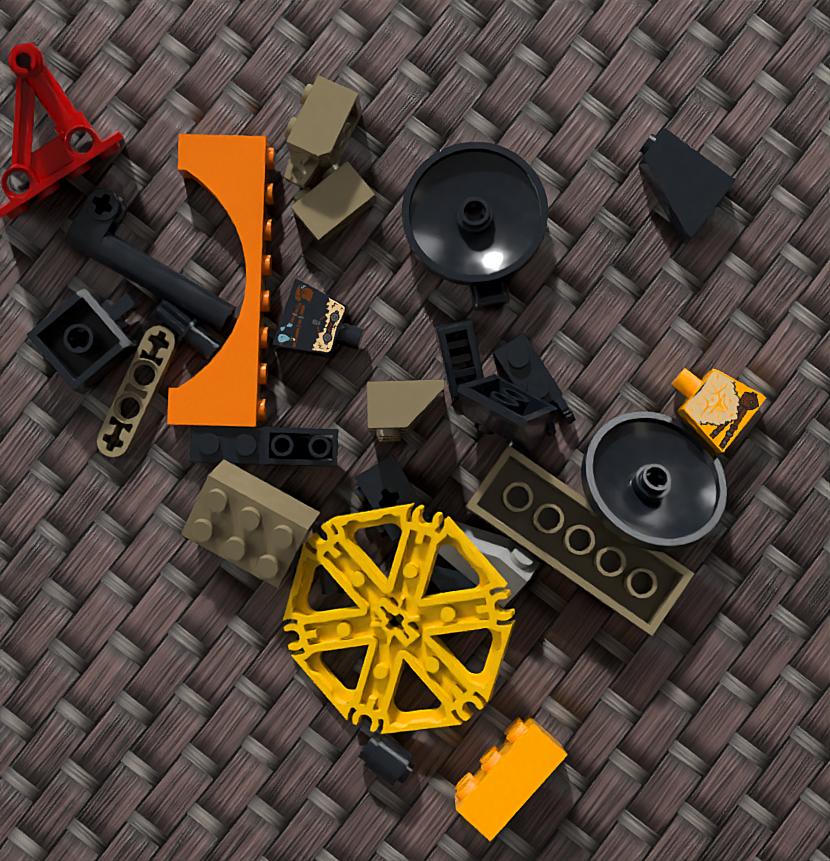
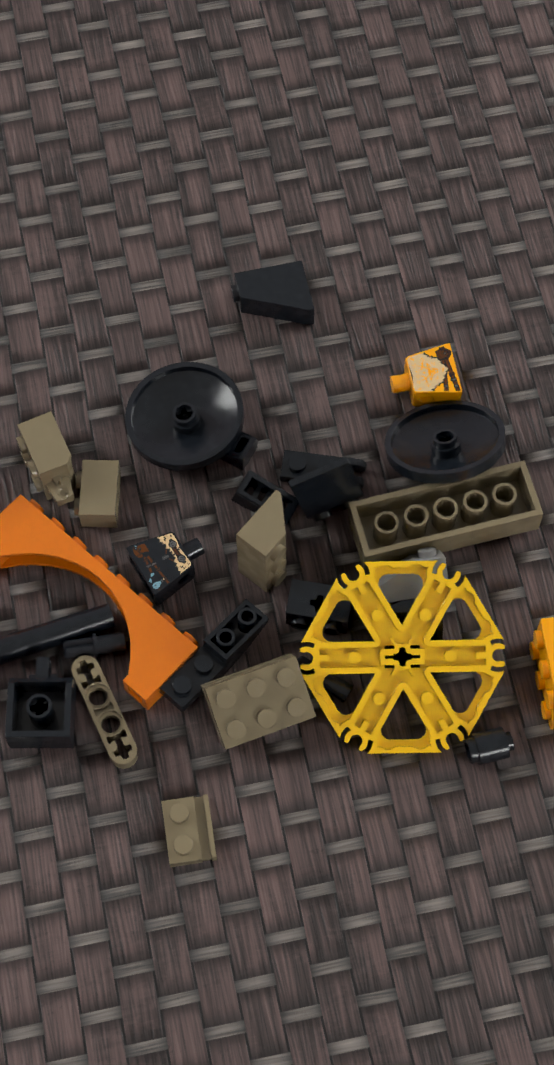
camera: 55 degrees left, 20 degrees down
(94, 558) = (188, 830): none -> dark tan plate

